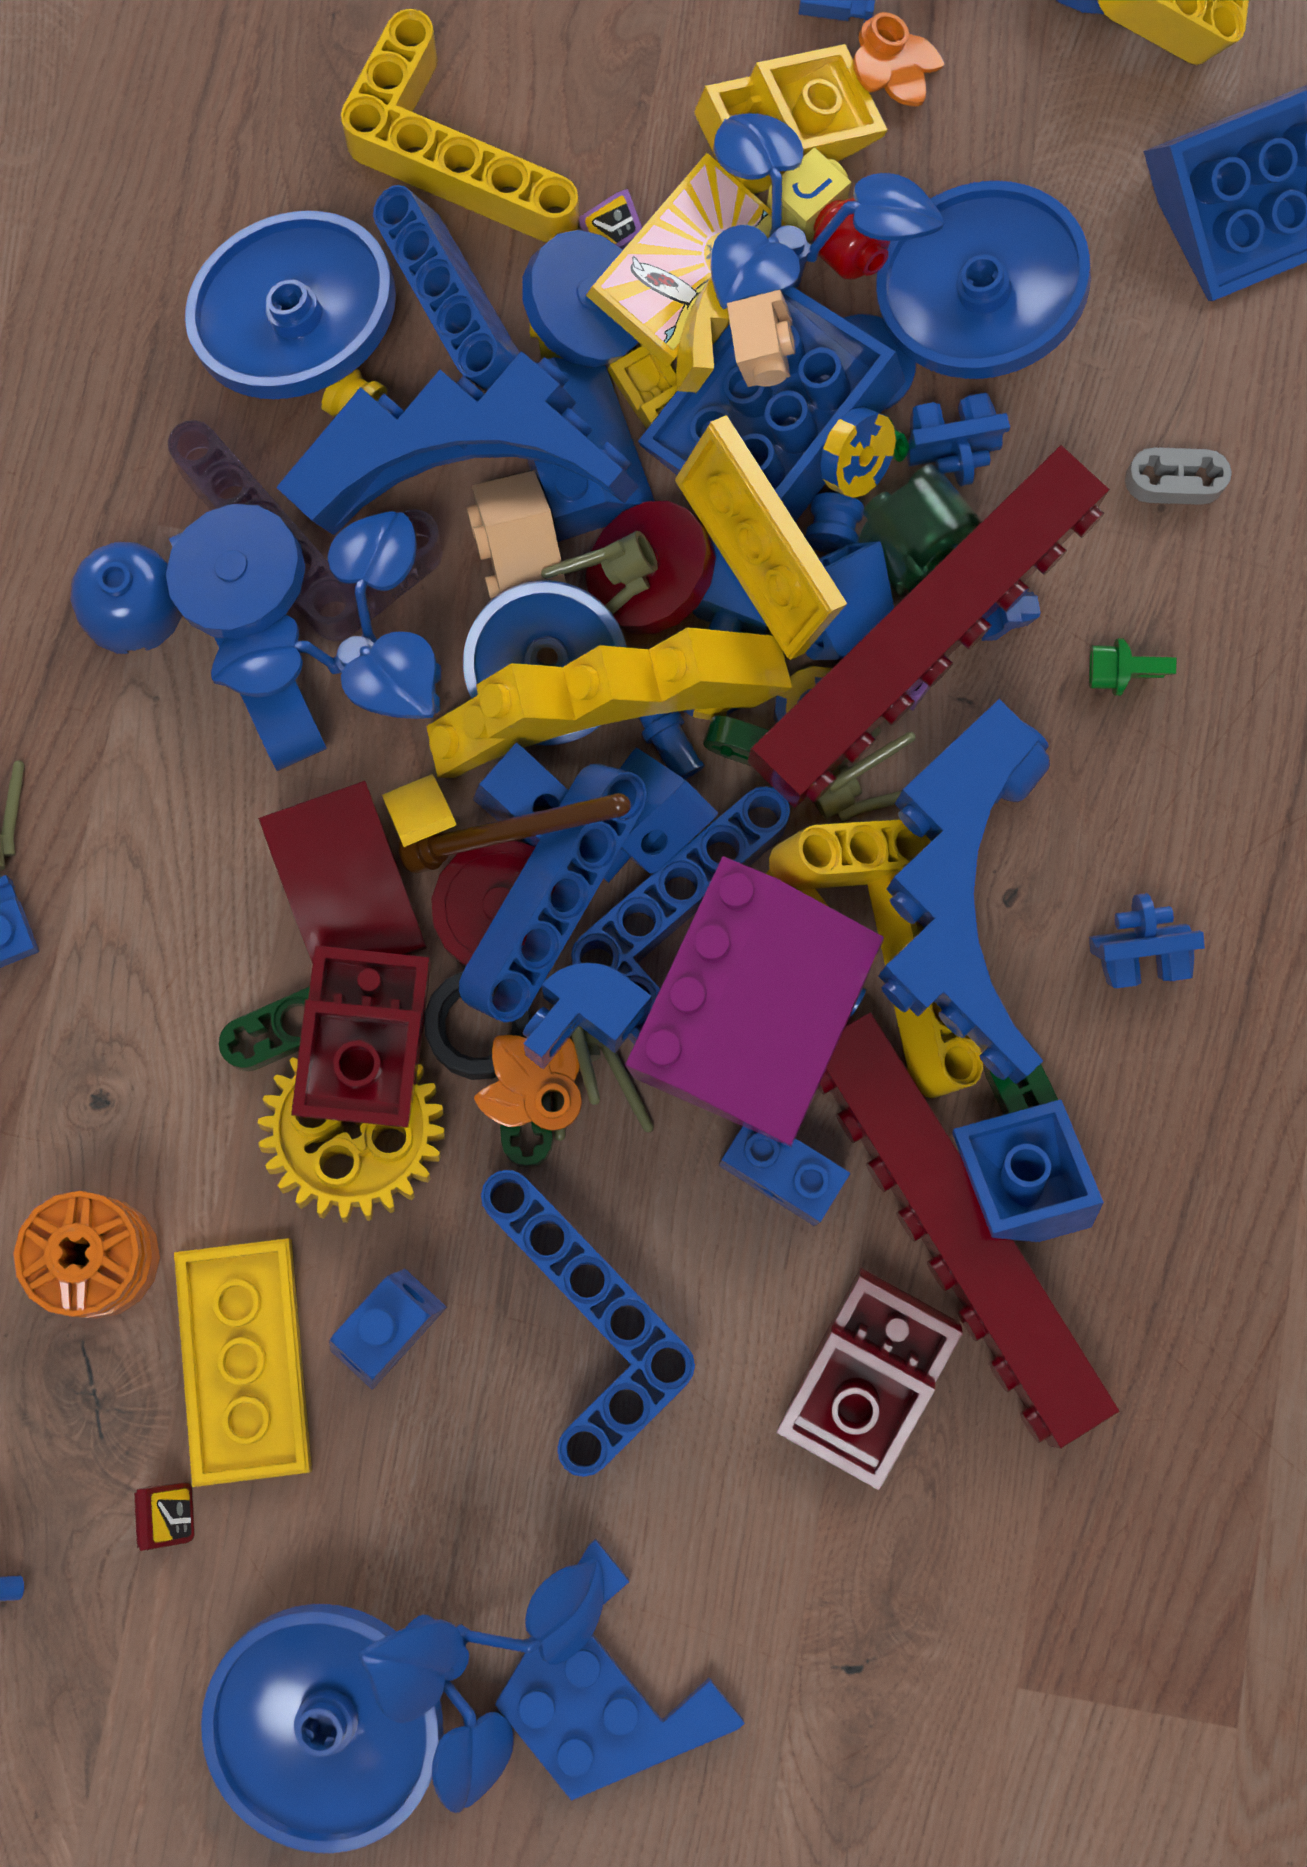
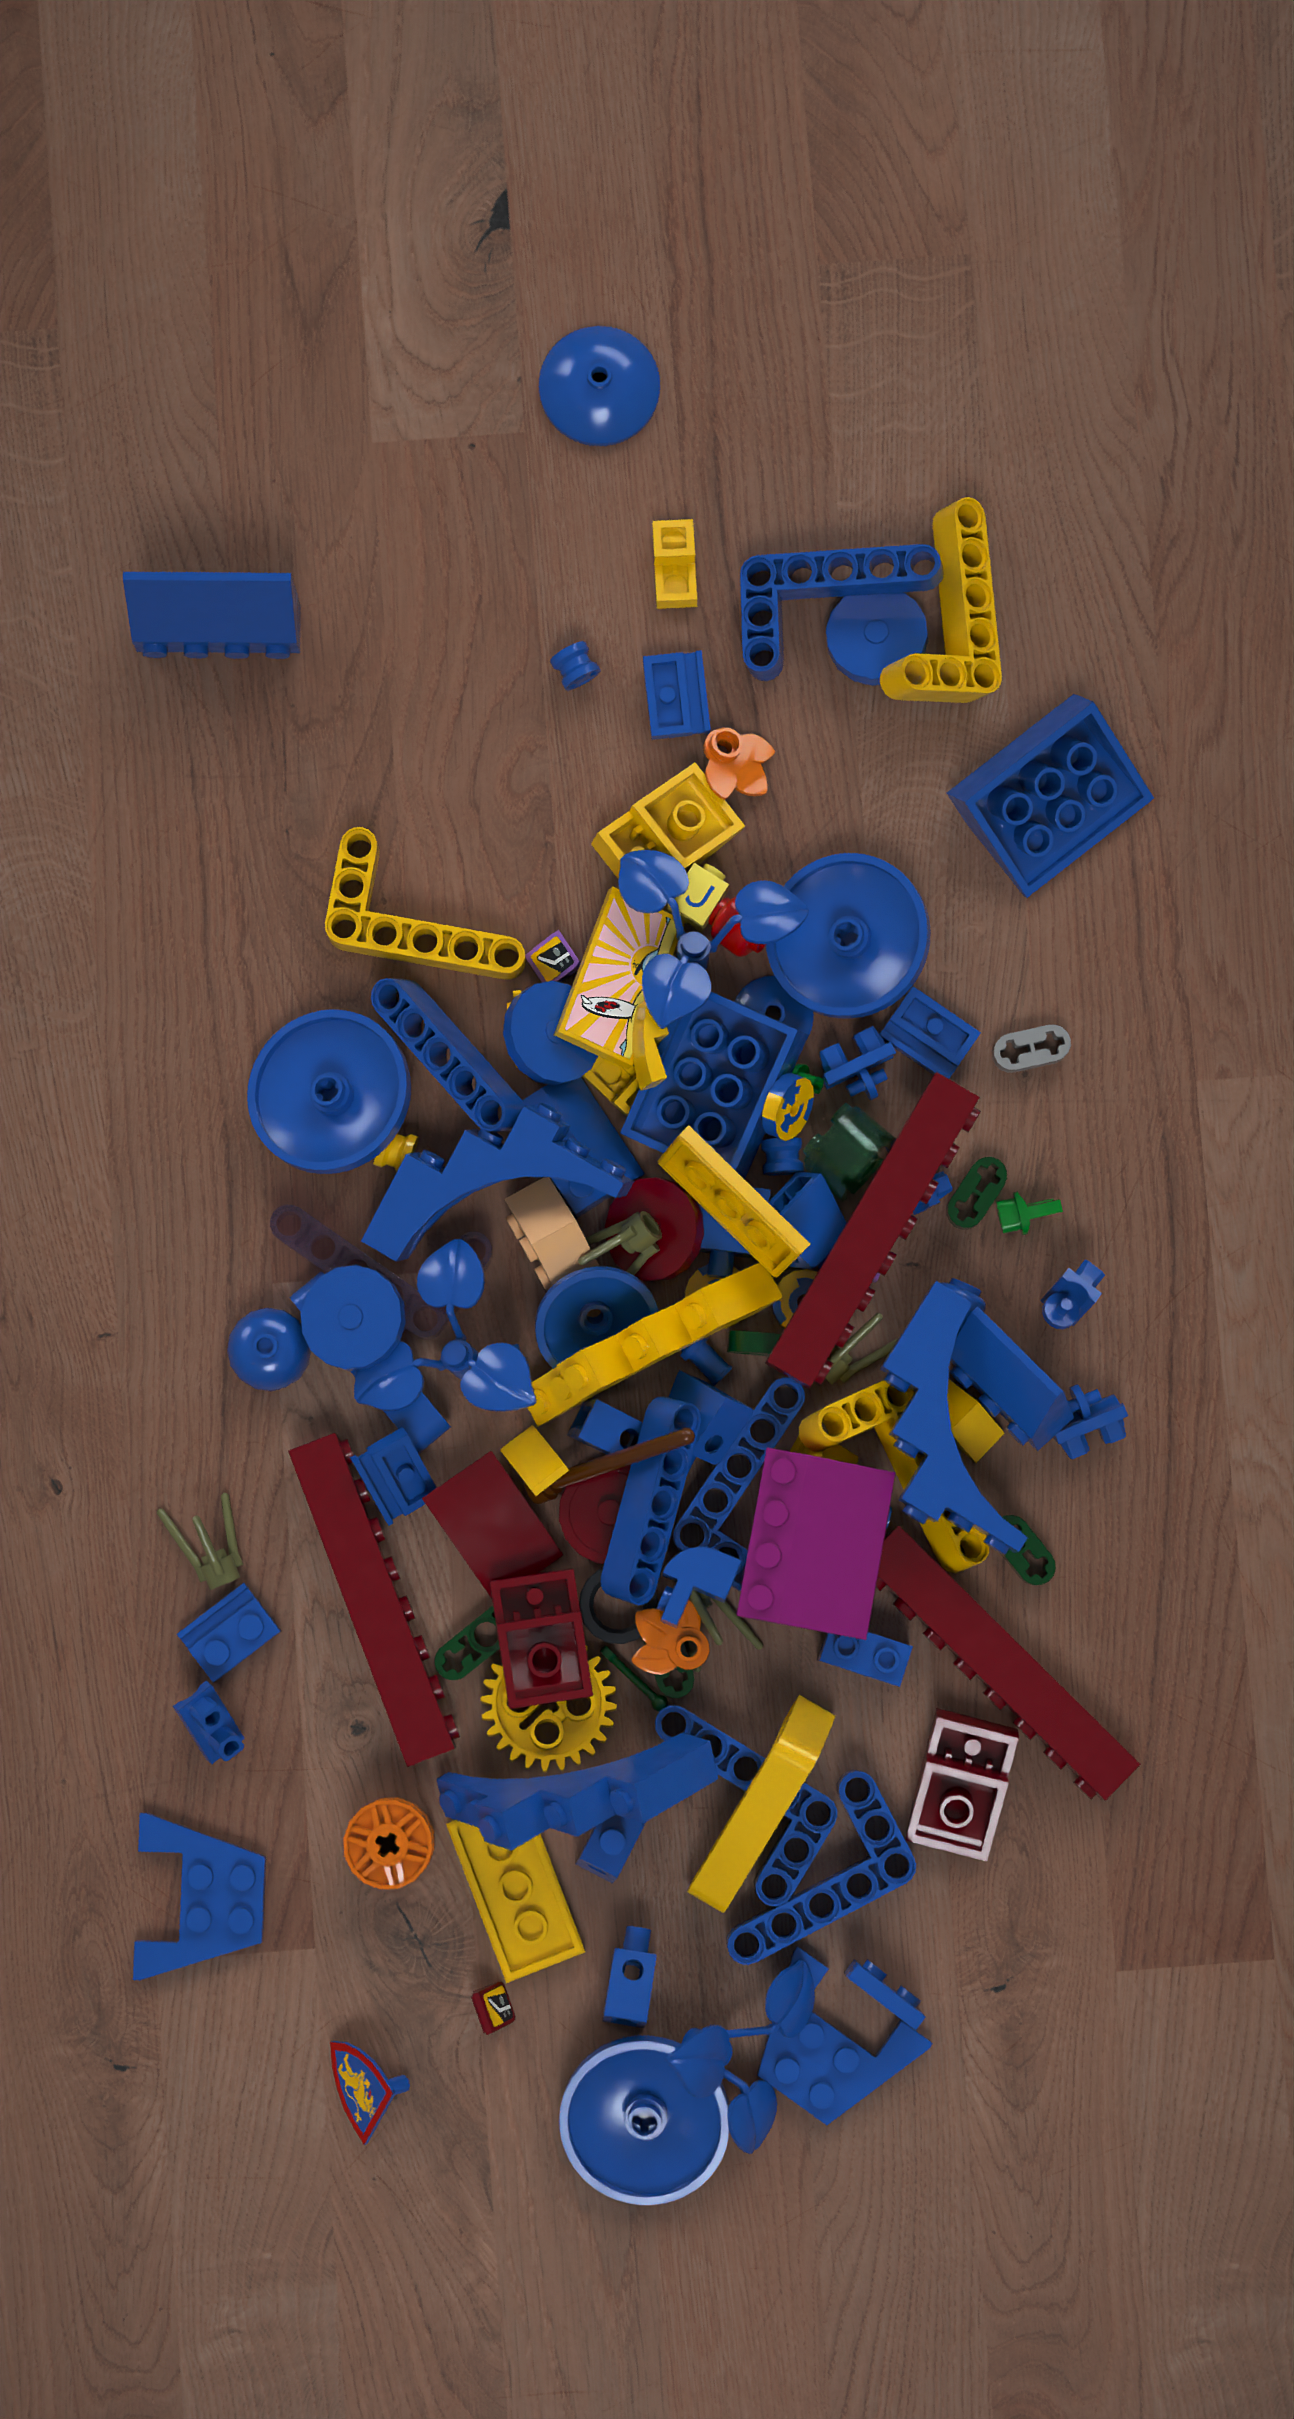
camera: 15 degrees left, 5 degrees up
(163, 939) = (373, 1600): none -> dark red brick
(232, 783) = (394, 1475): none -> blue plate
(348, 1553) = (628, 1999): none -> blue torso
(424, 1261) = (577, 1801): none -> blue arch
(496, 1162) = (658, 1701): none -> dark green hinge
(595, 1333) = (763, 1804): none -> yellow beam
(667, 1469) = (836, 1884): none -> blue beam
(713, 1654) = (899, 2002): none -> blue plate
(762, 338) = (696, 1044): light nougat brick -> none
(999, 911) = (971, 1424): none -> yellow slope
(1030, 1174) = (1038, 1613): blue slope -> none
(1053, 413) = (929, 1034): none -> blue plate
(1060, 622) = (968, 1187): none -> dark green beam
(1062, 860) = (1009, 1382): none -> blue slope
(1167, 776) = (1072, 1296): none -> blue hips

